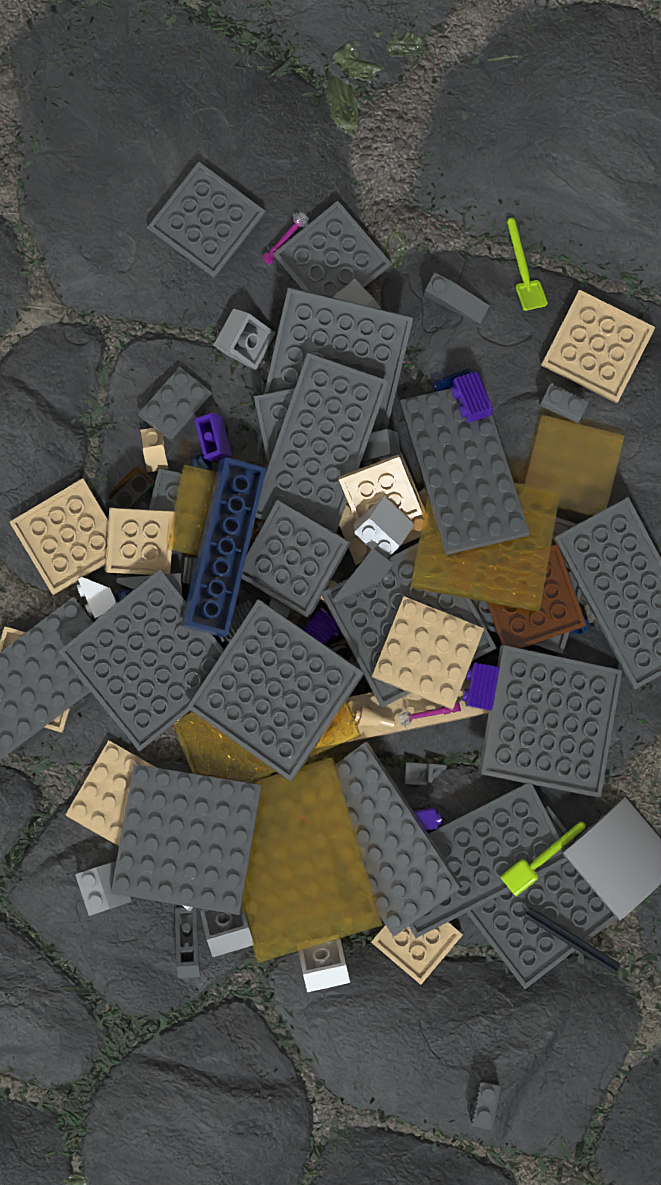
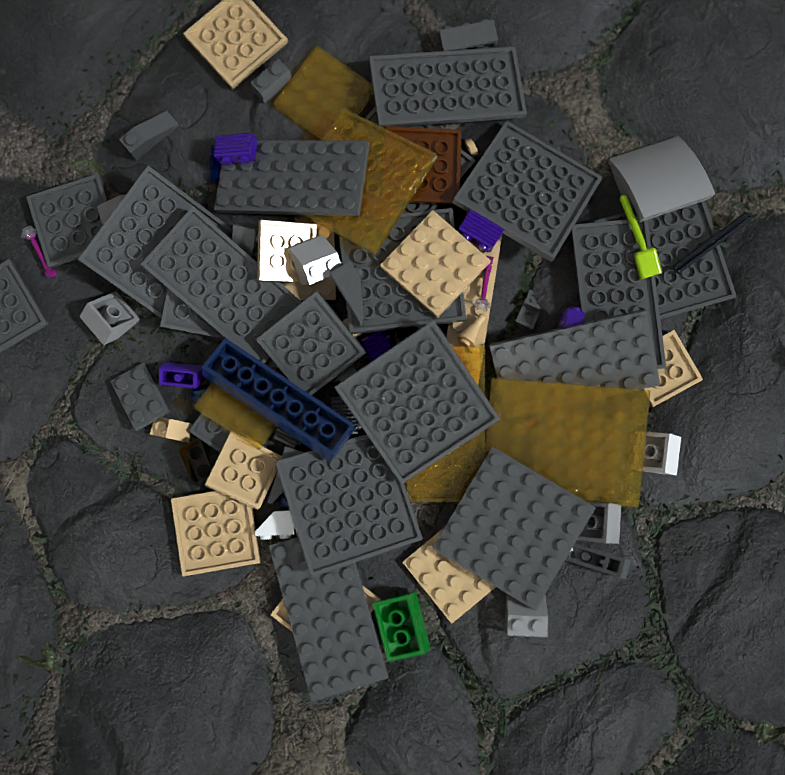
camera: 70 degrees left, 0 degrees up
(43, 764) = (402, 626): none -> green slope
(529, 292) = (169, 74): lime piece -> none
(576, 644) = (471, 148): none -> tan tile

